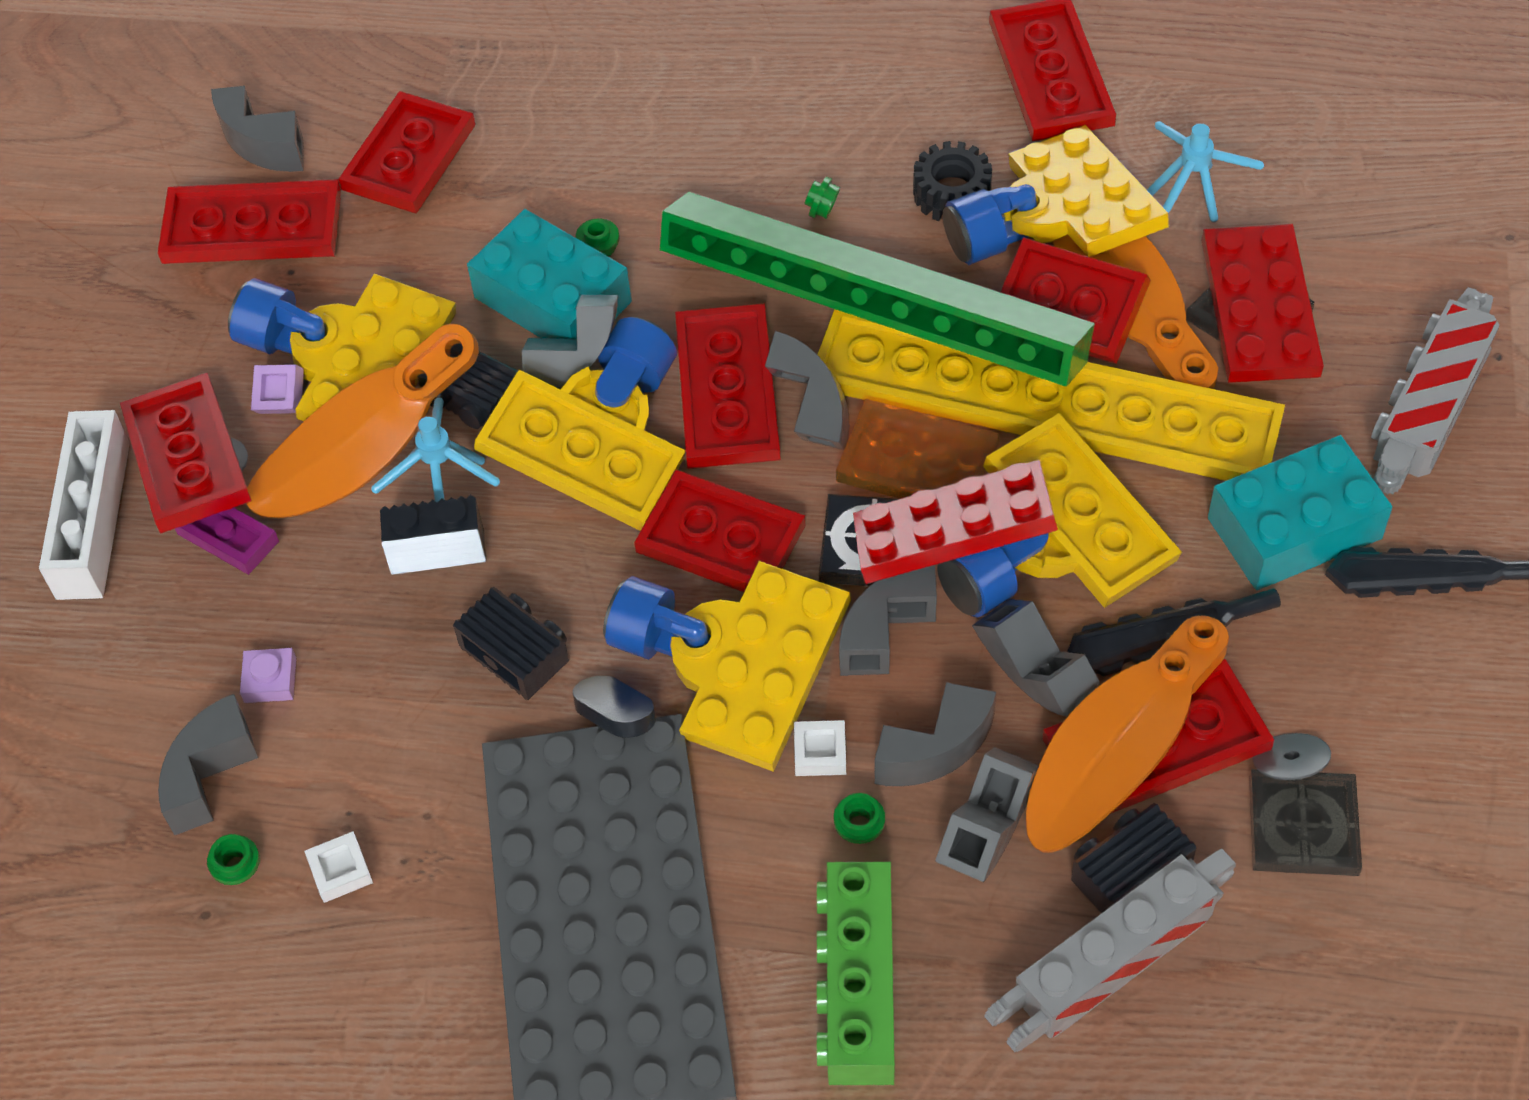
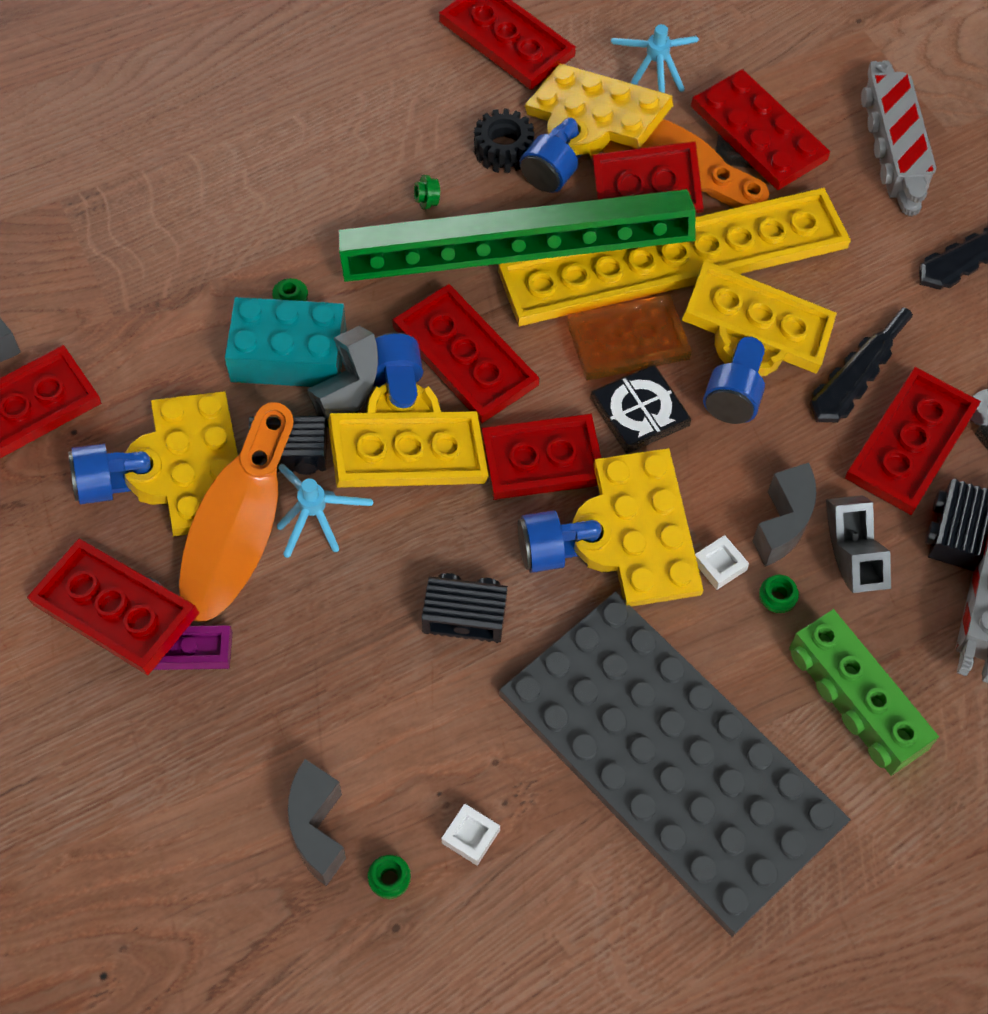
camera: 40 degrees left, 5 degrees up
(85, 505) = (68, 687): white brick -> none
(268, 675) = (304, 732): lavender plate -> none
(276, 388) = (143, 522): lavender plate -> none
(407, 152) = (98, 299): red plate -> none
(432, 535) = (350, 564): black brick -> none
(614, 706) = (570, 611): black tile -> none
(824, 407) = (549, 332): dark grey brick -> none
(865, 631) = (694, 468): dark grey brick -> none
(953, 521) = (702, 365): plate -> none
(1031, 658) = (794, 427): dark grey brick -> none
(1119, 736) = (899, 450): orange plant -> none
(1298, 512) = (884, 251): teal brick -> none

